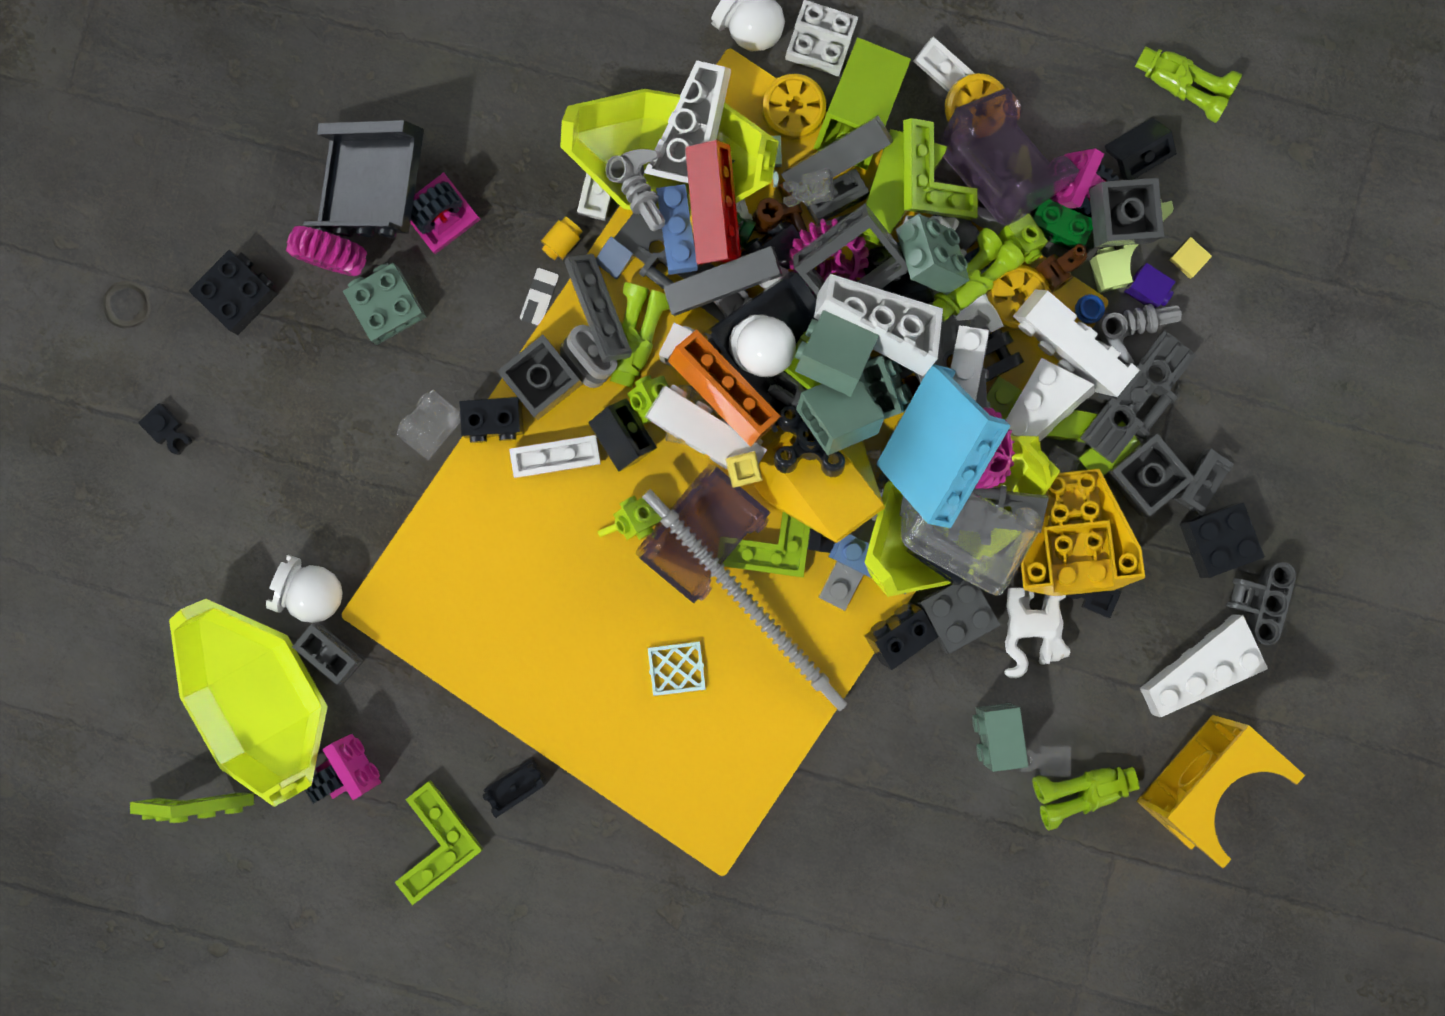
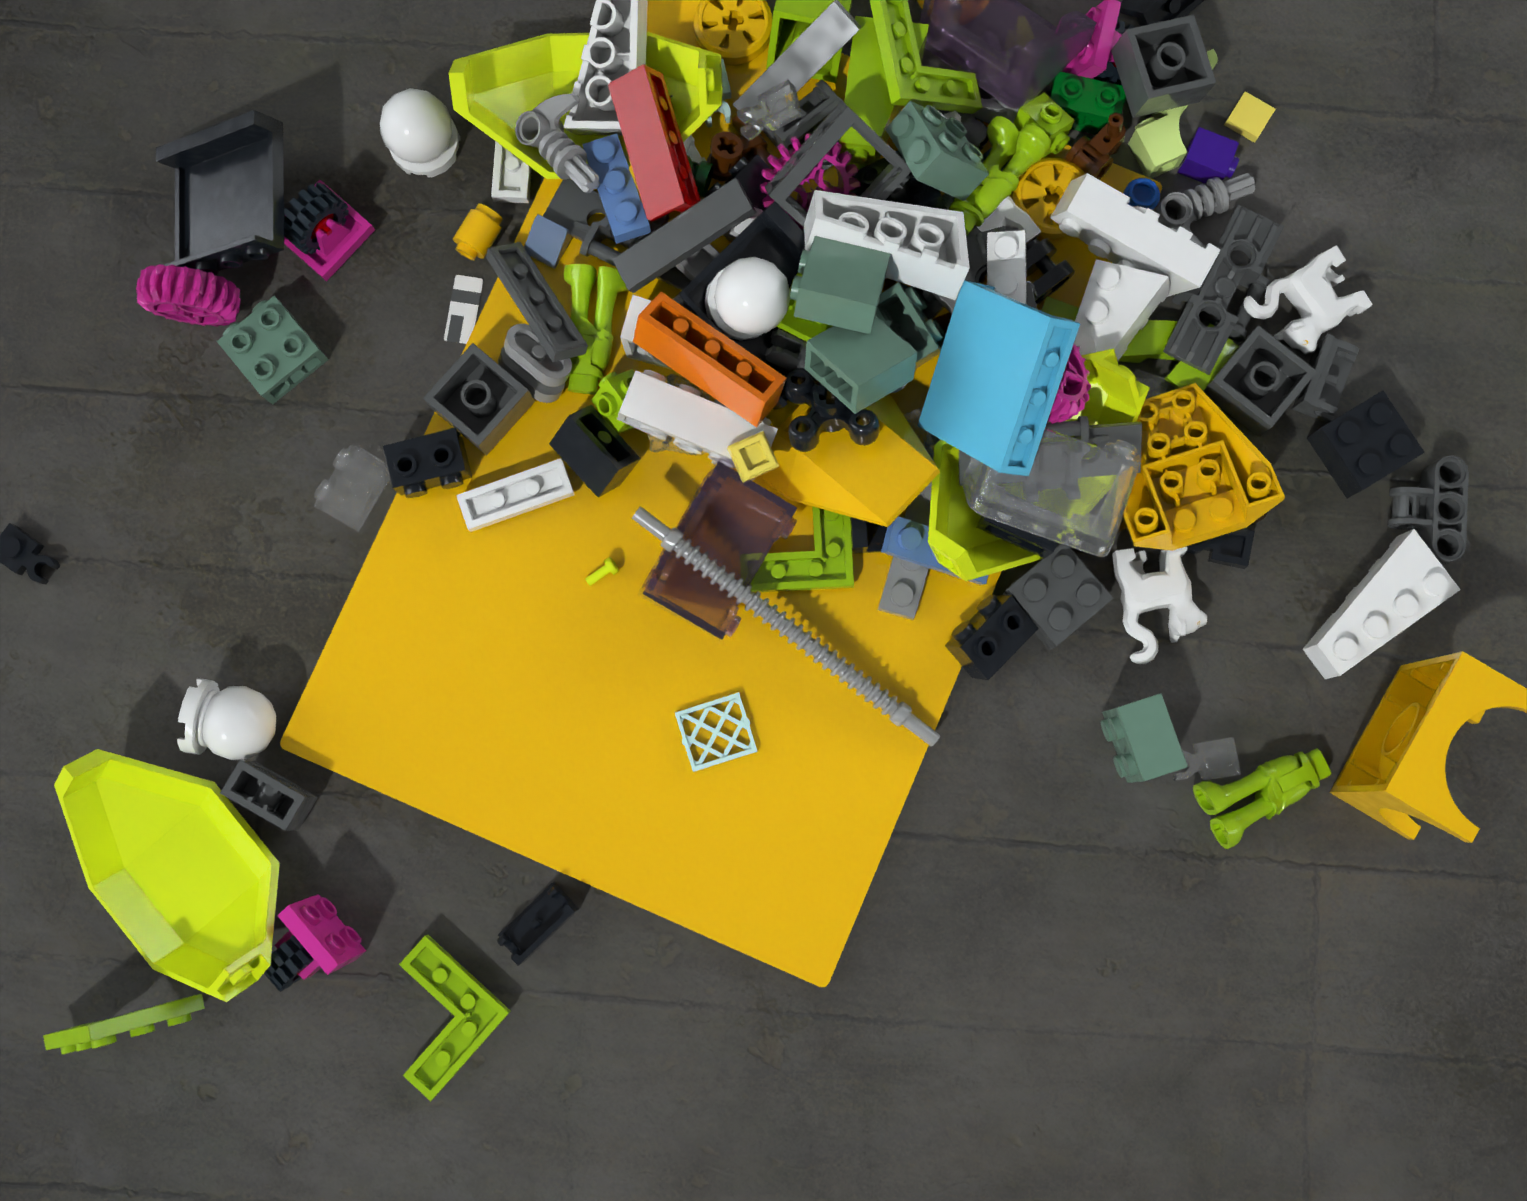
camera: 10 degrees left, 5 degrees down
(234, 291) = (83, 369): black brick -> none
(529, 150) = (419, 133): none -> white tile
(636, 518) = (631, 550): lime brick -> none
(1206, 416) = (1314, 299): none -> white animal

